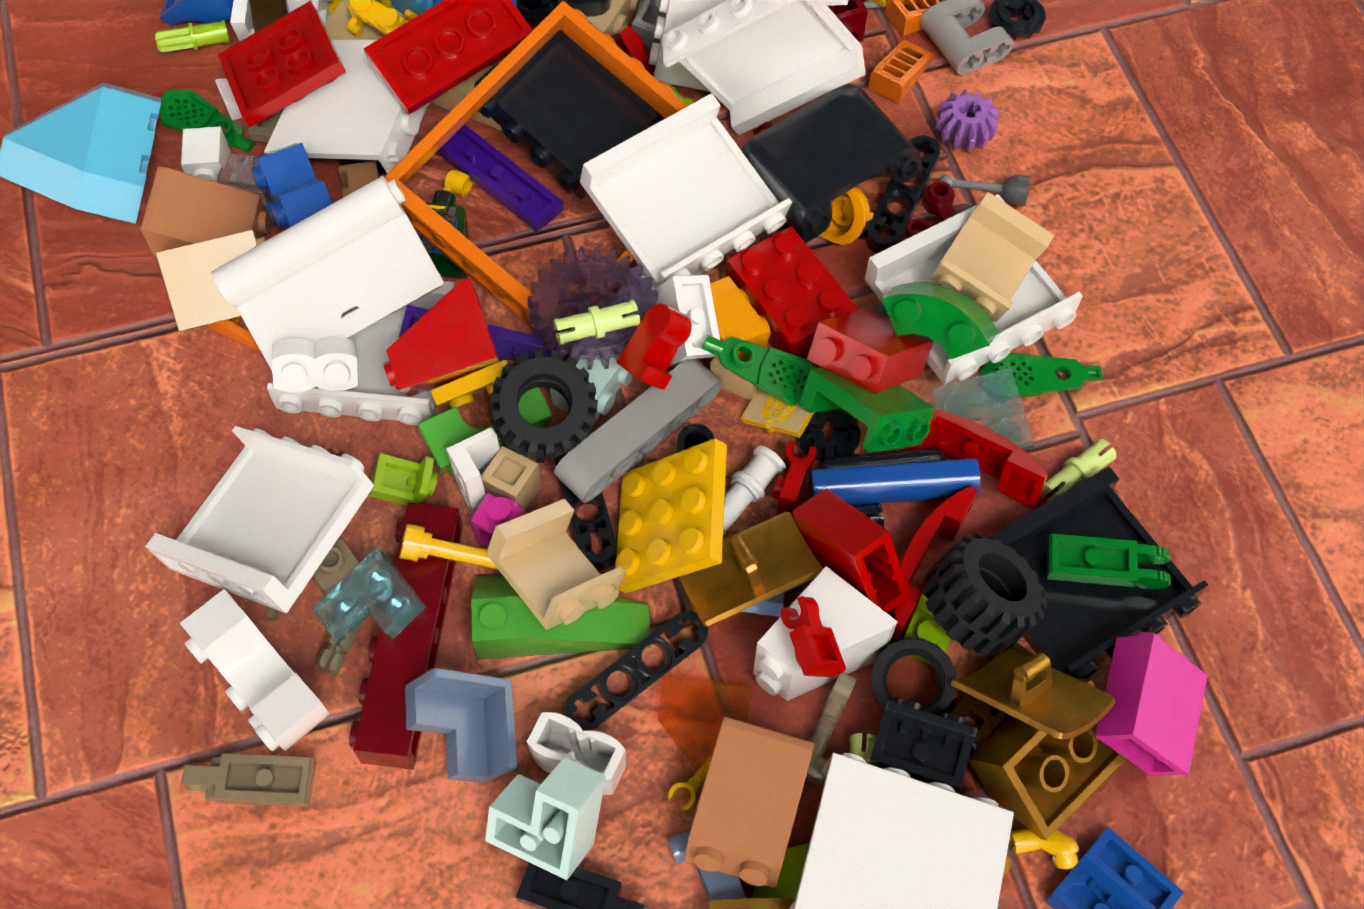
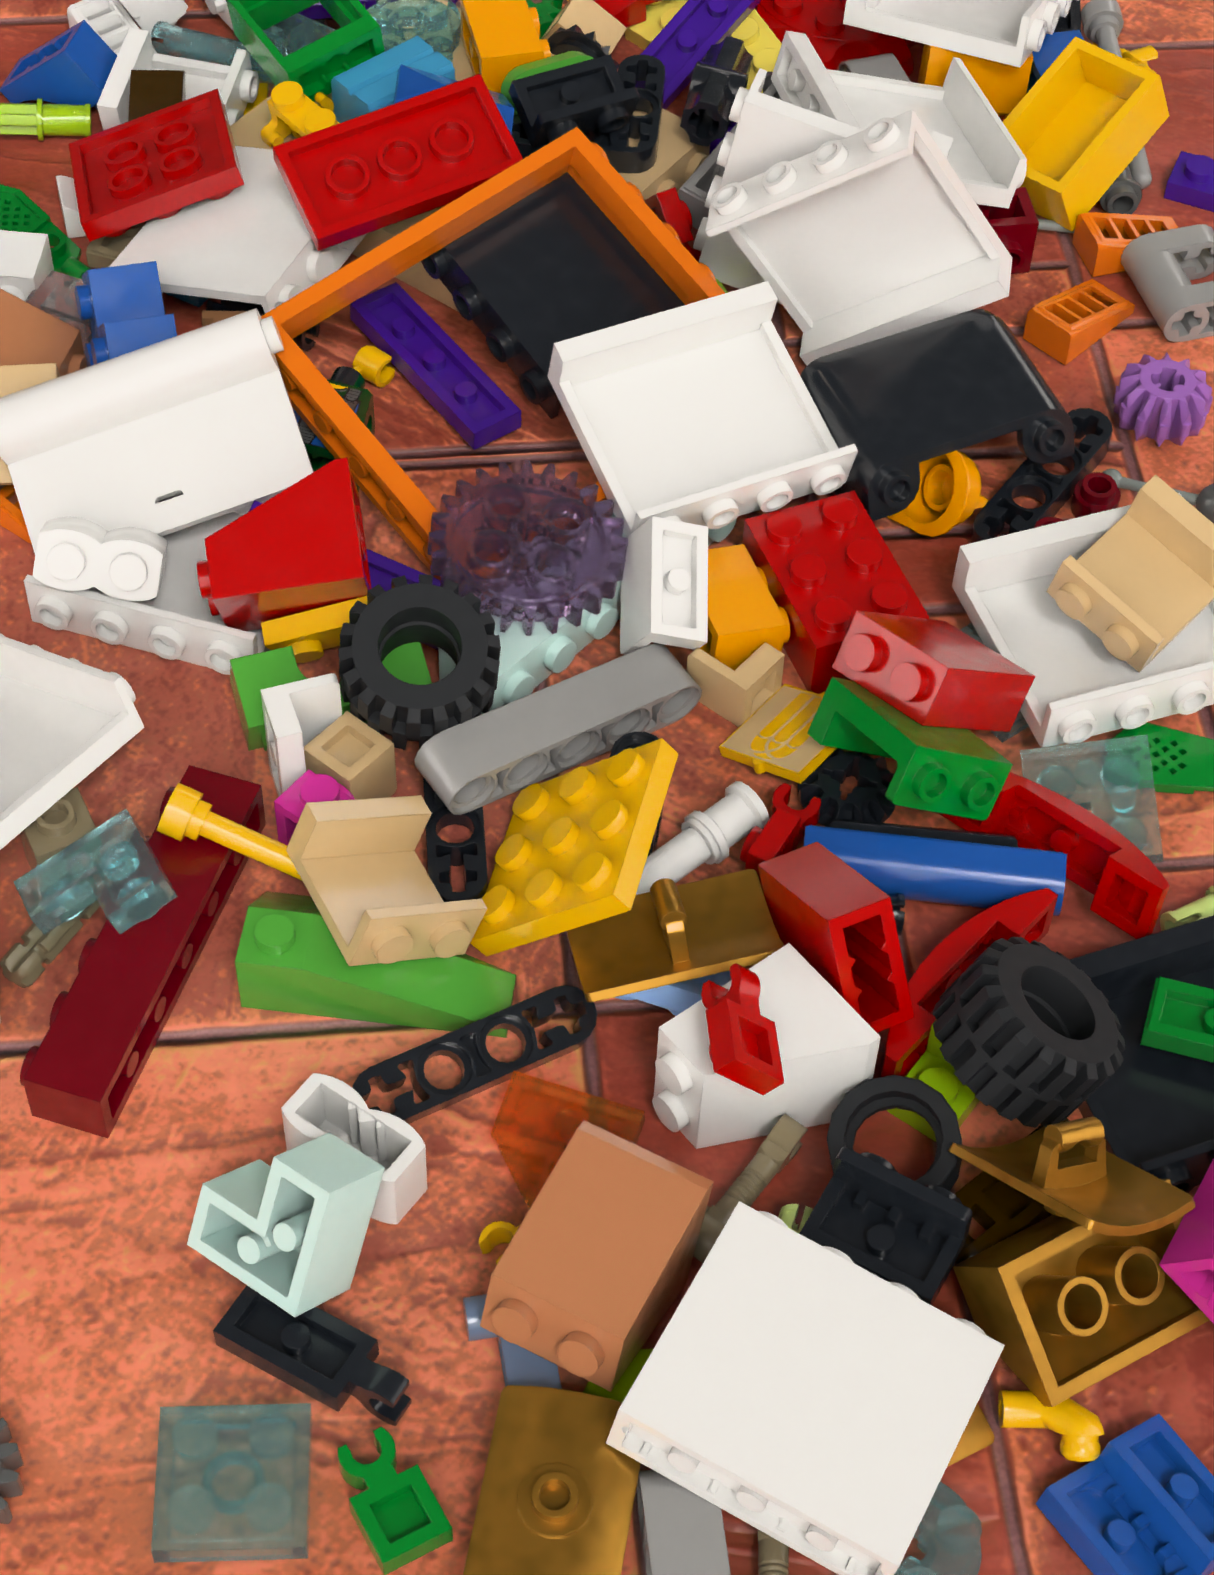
camera: 10 degrees right, 10 degrees down
(402, 480) = (187, 737): lime bracket -> none
(473, 715) = (209, 1061): sand blue panel -> none
(596, 322) = (523, 558): yellowish green pin -> none
(655, 344) = (607, 605): red leg -> none
(759, 367) = (761, 670): green piece -> none
(940, 314) = (1050, 636): green brick -> none

